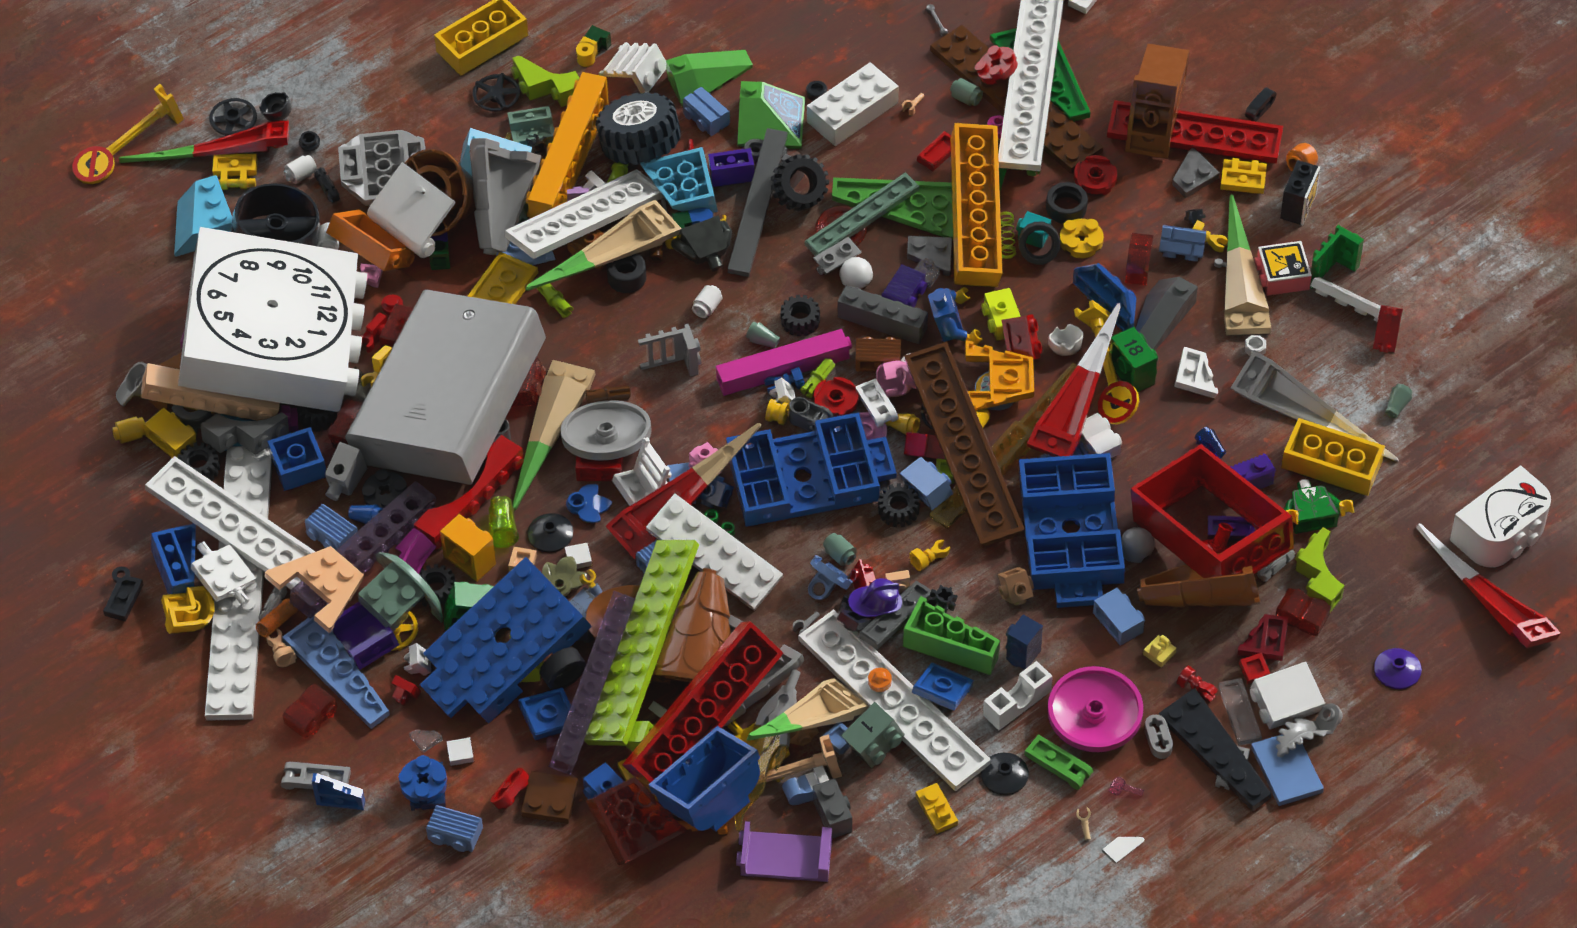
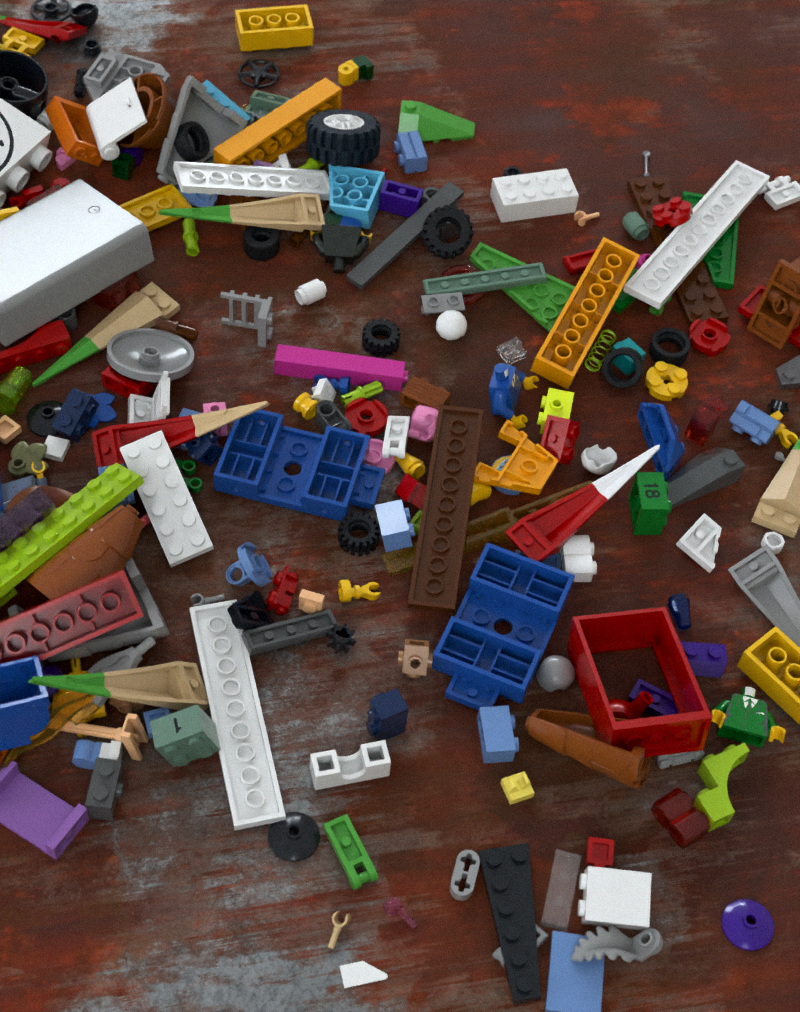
camera: 20 degrees right, 0 degrees up
(300, 169) = (67, 62): white brick -> none
(504, 202) = (199, 138): none -> black tyre
(539, 82) = (293, 75): lime arch -> none
(581, 517) = (75, 415): none -> dark blue brick
(637, 62) = (382, 97): white plate -> none
(762, 335) = (336, 337): sand green cone -> none
(772, 108) = (463, 169): bright green slope -> none
(840, 549) = (280, 548): sand green brick -> none
(876, 599) = (277, 608): dark purple piece -> none
(879, 679) = (231, 685): orange tile -> none
(882, 314) = (451, 367): dark grey brick -> none
(906, 286) = (482, 355): dark purple brick -> none
(933, 248) = (529, 334): flat silver wing -> none
(936, 808) = (205, 839): yellow plate -> none
(942, 686) = (287, 721): blue plate -> none
(949, 638) = (321, 677): bright green wedge -> none
(1095, 709) = (416, 816): dark pink dish -> none
(1119, 398) = (619, 531): yellow piece -> none
(1205, 689) = (529, 827): red piece -> none
(1266, 638) = (629, 827): dark red wing -> none

